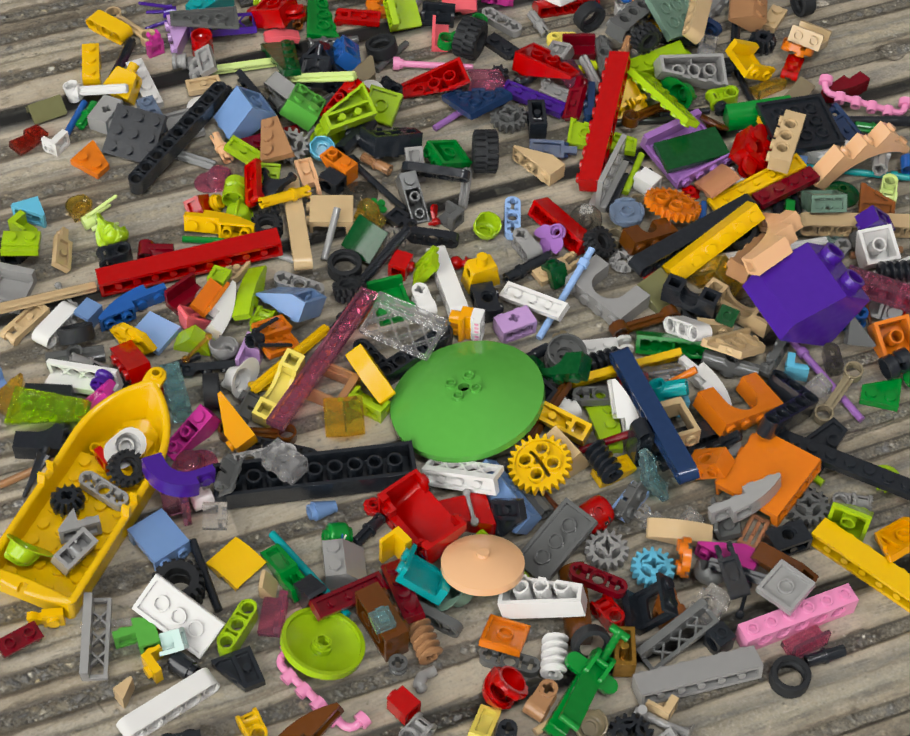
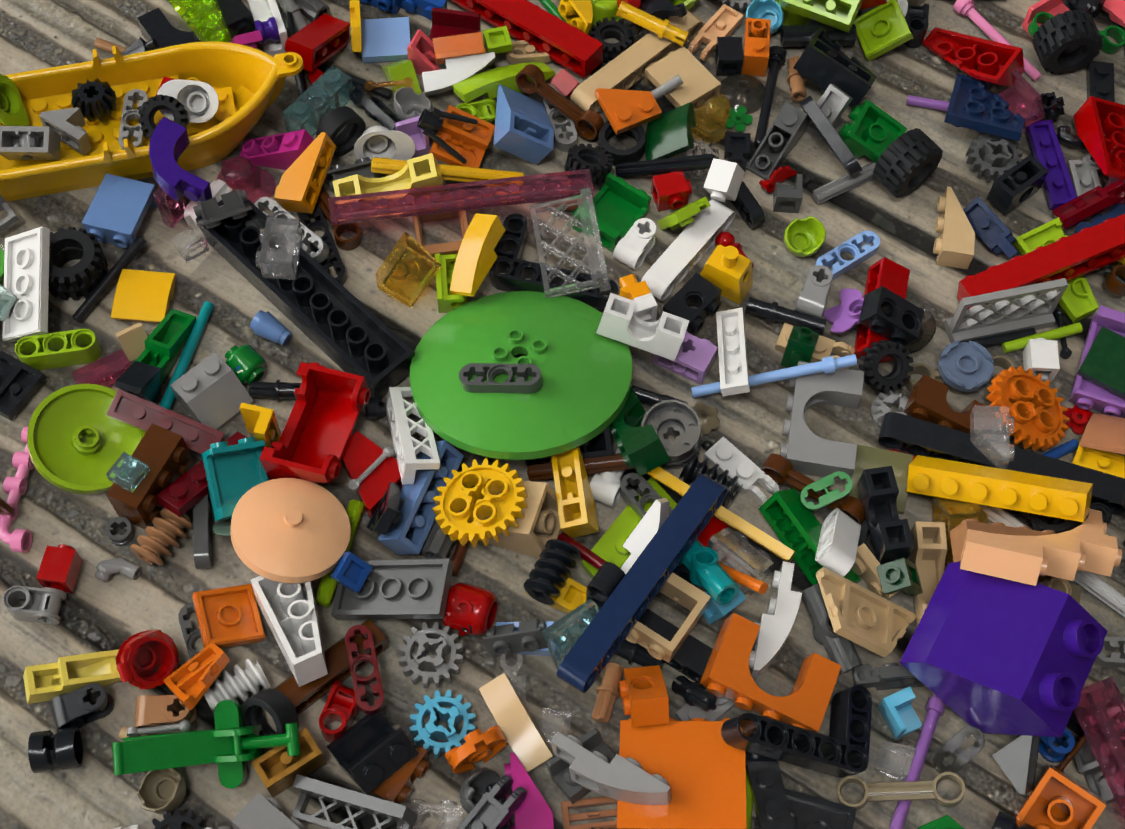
camera: 55 degrees right, 10 degrees up
(280, 264) = (565, 82): none -> slope
(293, 274) = (559, 101): none -> reddish brown piece
(331, 245) = (627, 107): none -> orange wing
(423, 233) = (724, 180): none -> white brick
(476, 410) = (479, 385): none -> dark grey beam
(482, 331) = (657, 337): none -> white arch
(531, 553) = (351, 572): none -> blue tile
(539, 663) = (197, 675): none -> orange wing
(561, 692) = (184, 726): none -> light grey hinge
(576, 219) = (891, 316): none -> black brick
(658, 315) = (823, 485): none -> green beam
(682, 223) = (990, 433): none -> clear slope
(696, 489) = (607, 693): none -> medium nougat axle

